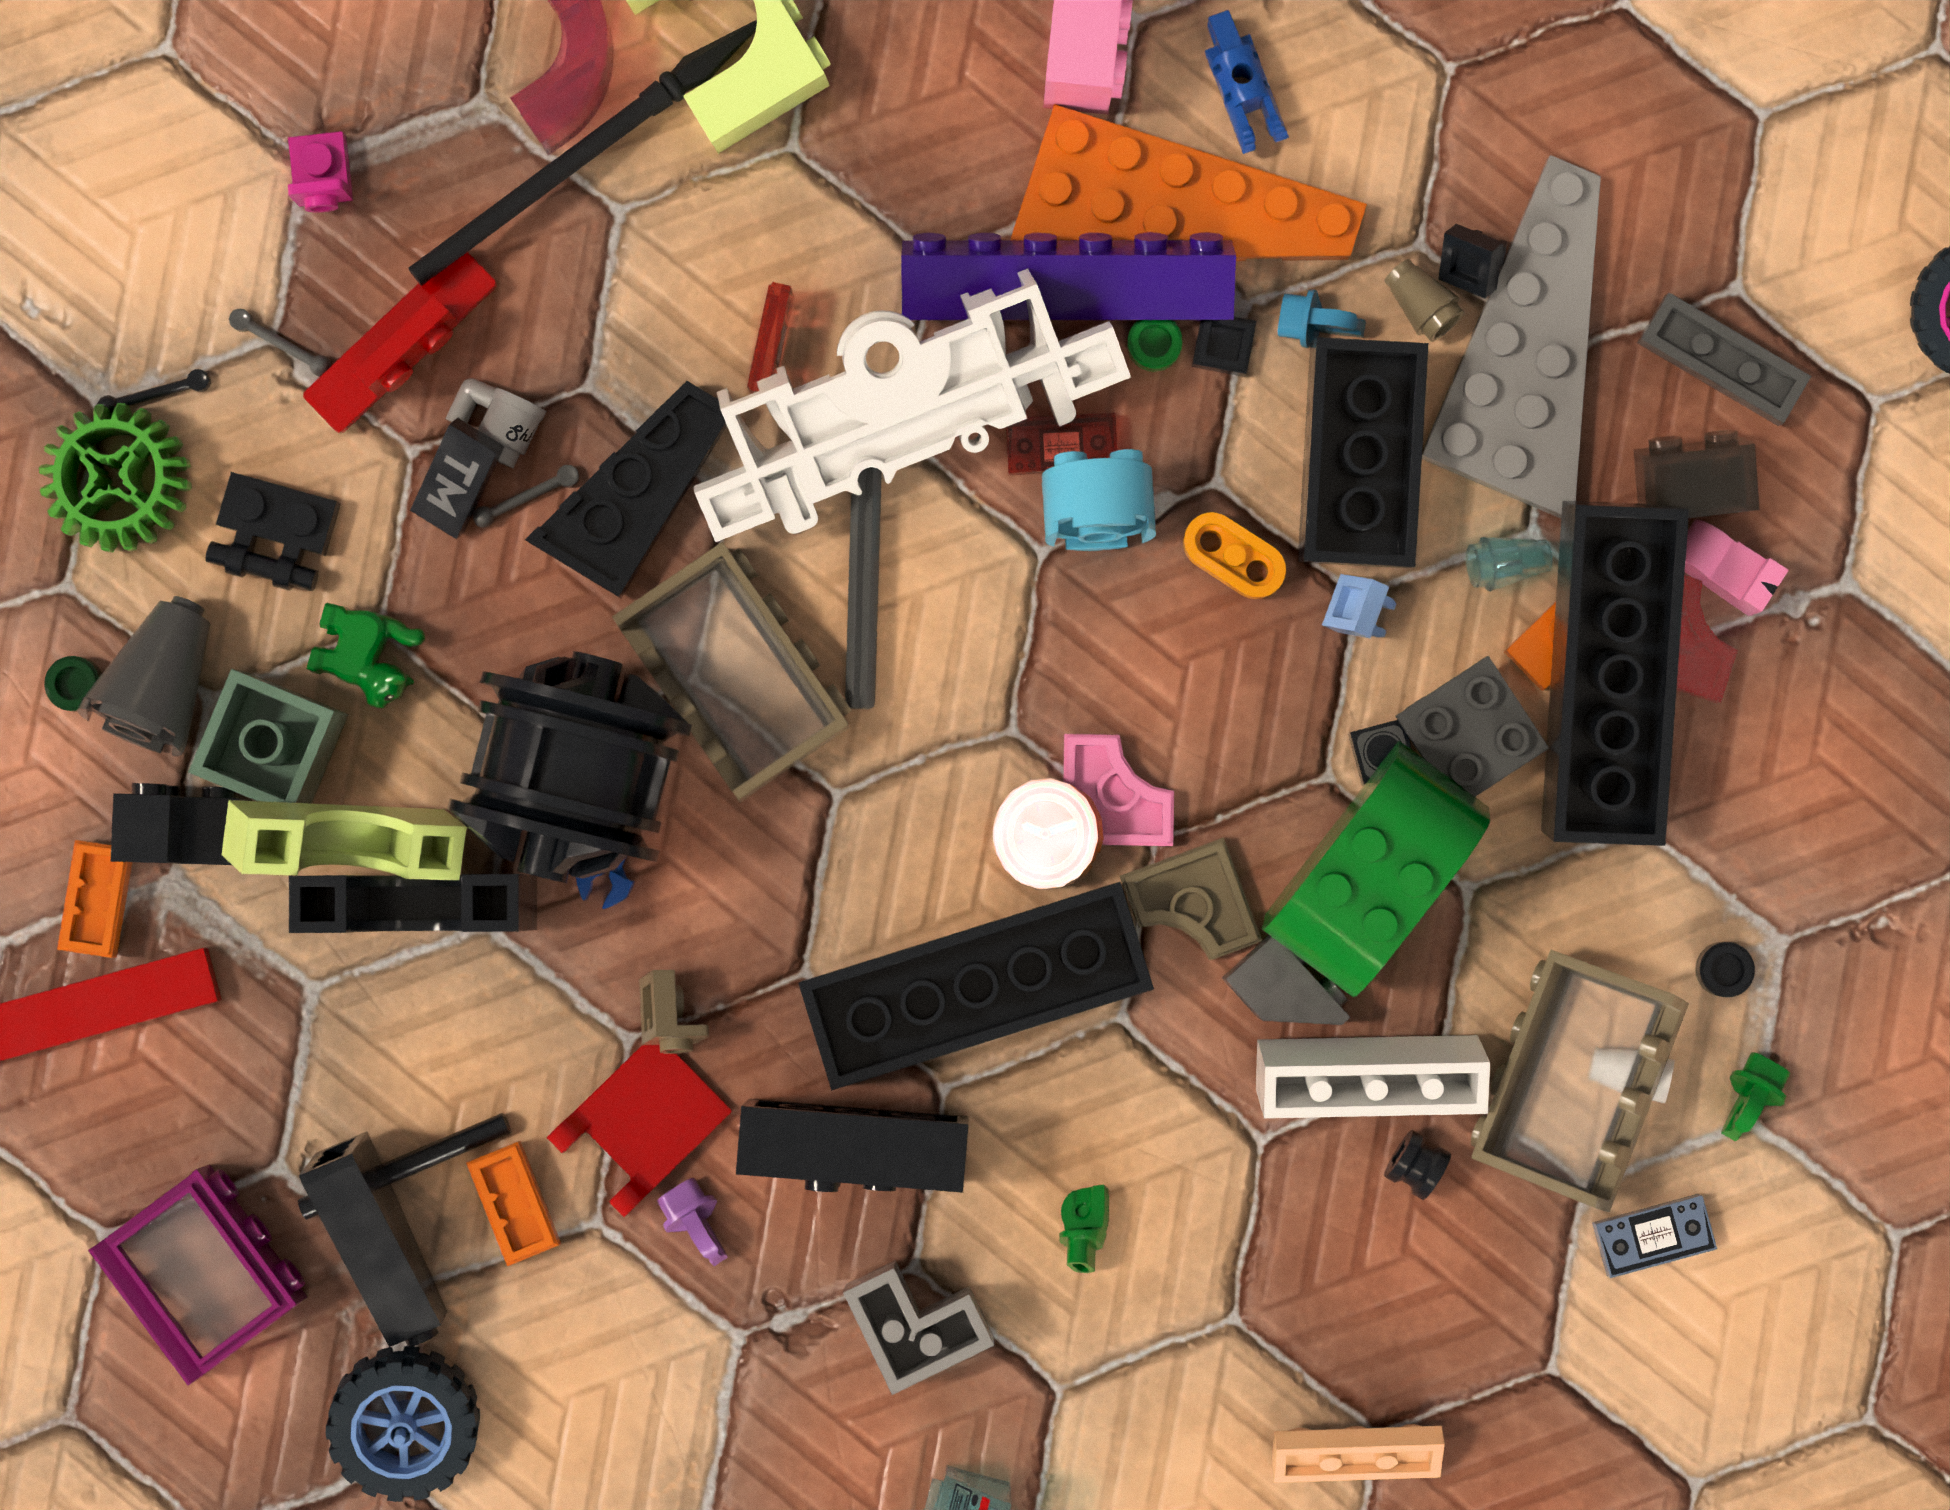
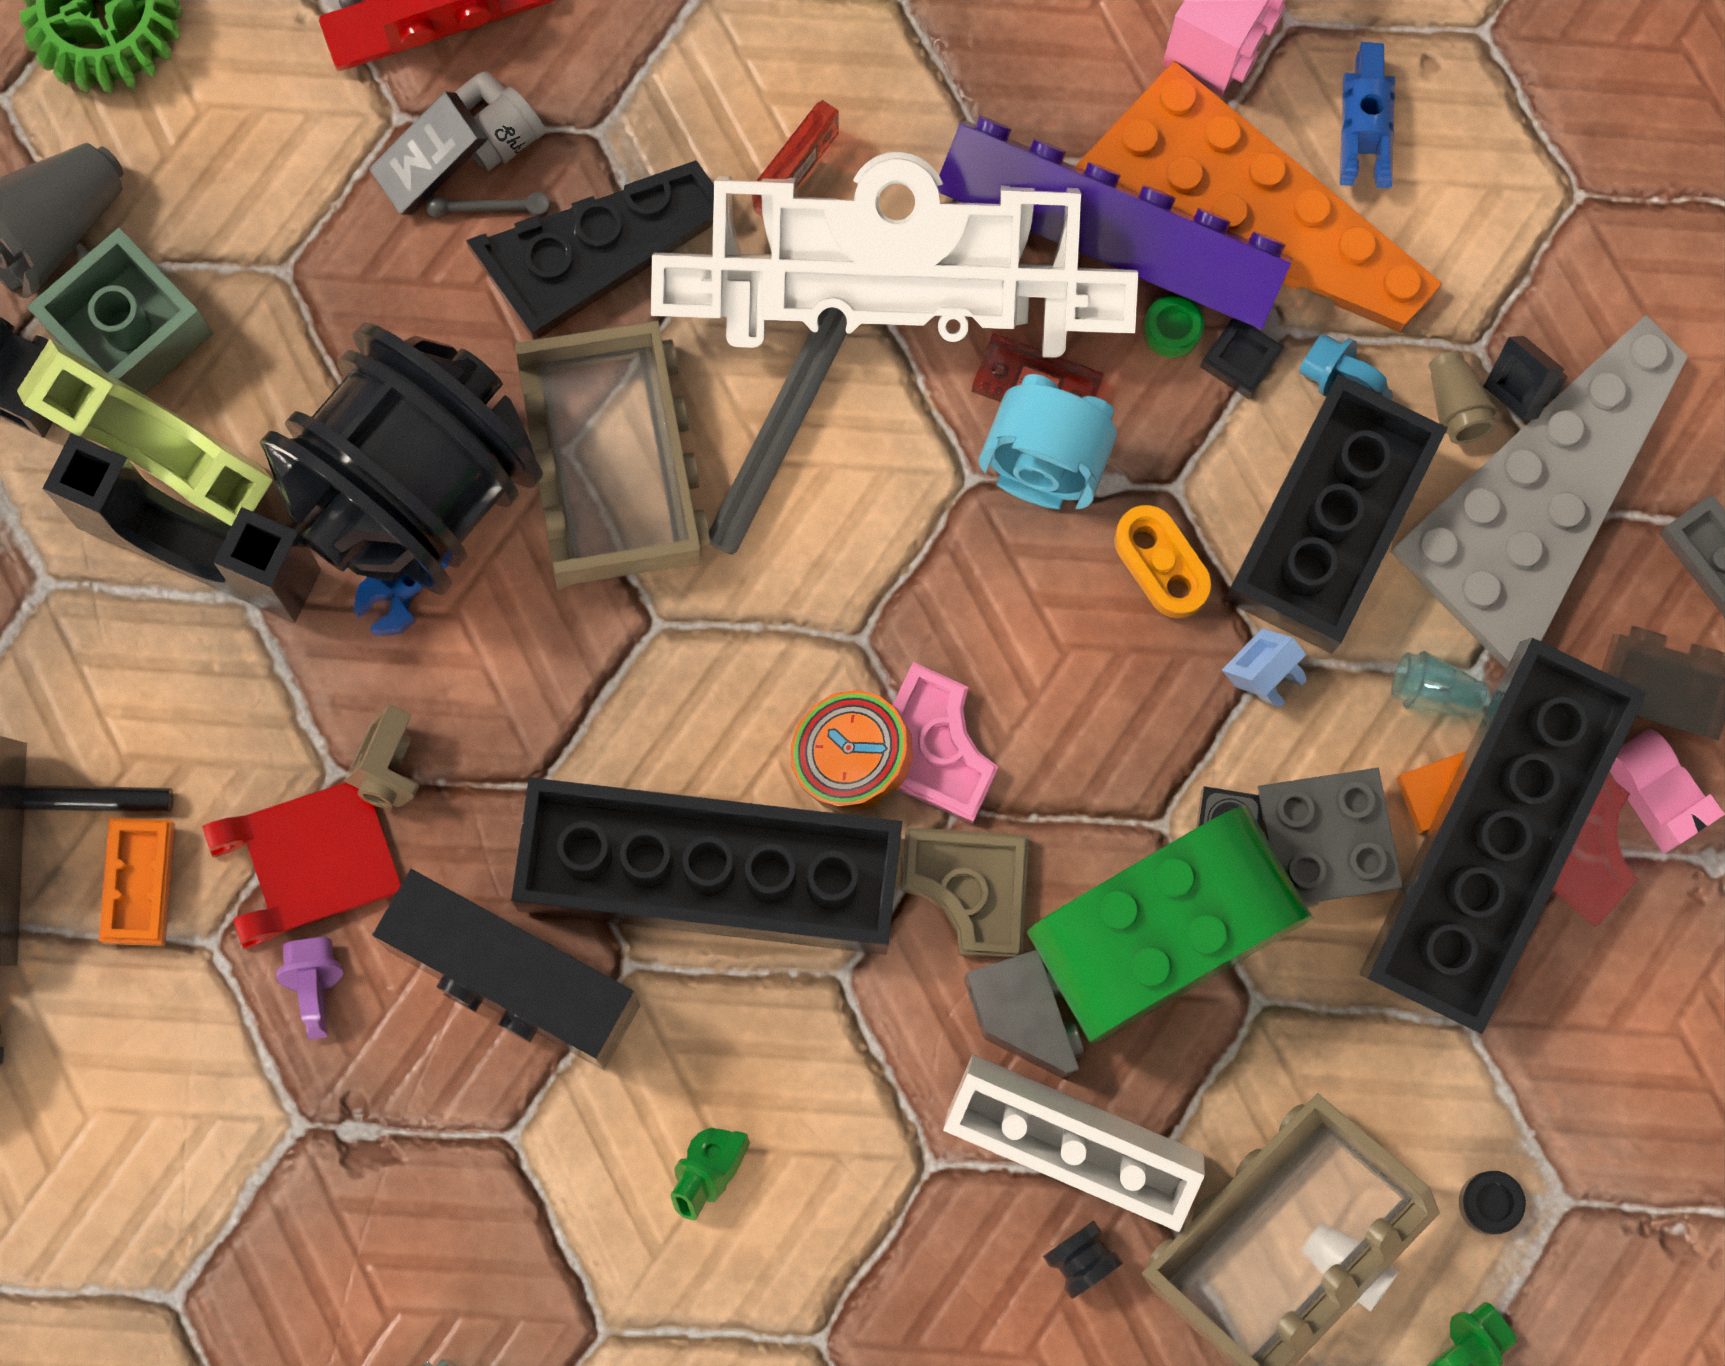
camera: 20 degrees right, 10 degrees down
(278, 515) = (238, 118): black plate -> none
(358, 651) = (256, 272): green animal -> none
(912, 1341) = (466, 1197): light grey brick -> none

